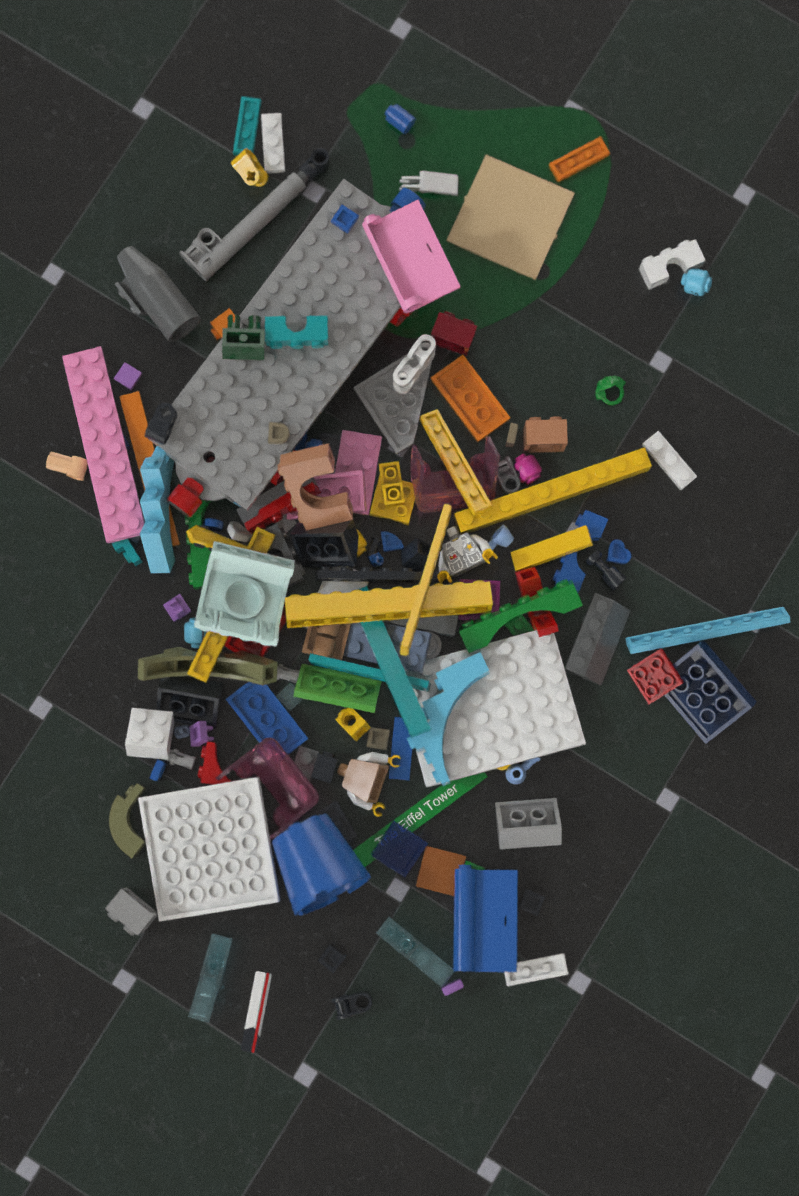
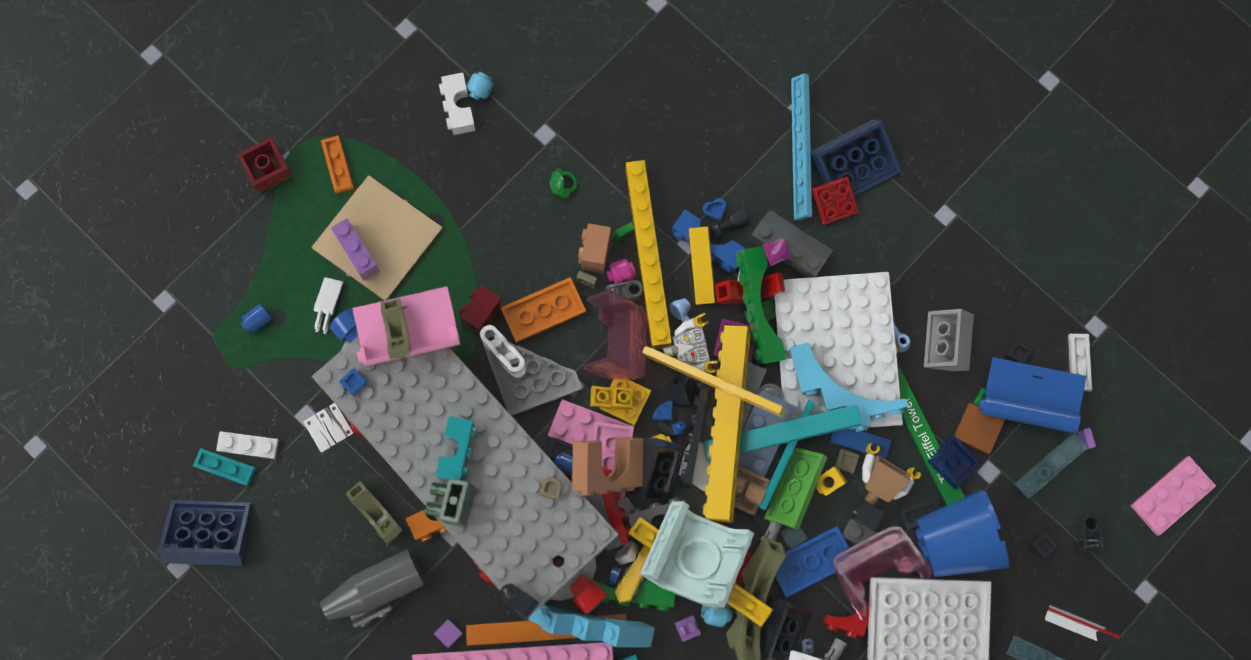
camera: 80 degrees left, 5 degrees down
(179, 124) = (205, 533): none -> dark blue slope
(198, 733) = (814, 629): medium lavender tile -> none
(211, 256) = (349, 528): light grey piece -> none
(231, 278) = (374, 512): none -> olive arch
(250, 169) = (265, 473): yellow piece -> none
(302, 212) = (328, 427): none -> white sticker
(403, 246) = (396, 329): none -> olive arch
(412, 1090) = (1173, 495): none -> bright pink plate
(455, 462) = (603, 334): yellow tile -> none
(491, 196) = (355, 249): none -> medium lavender brick
(560, 87) = (265, 165): none -> dark red brick
(567, 458) = (617, 236): none -> green tile
(577, 616) = (776, 252): none -> magenta piece
(669, 460) = (639, 146): white plate -> none

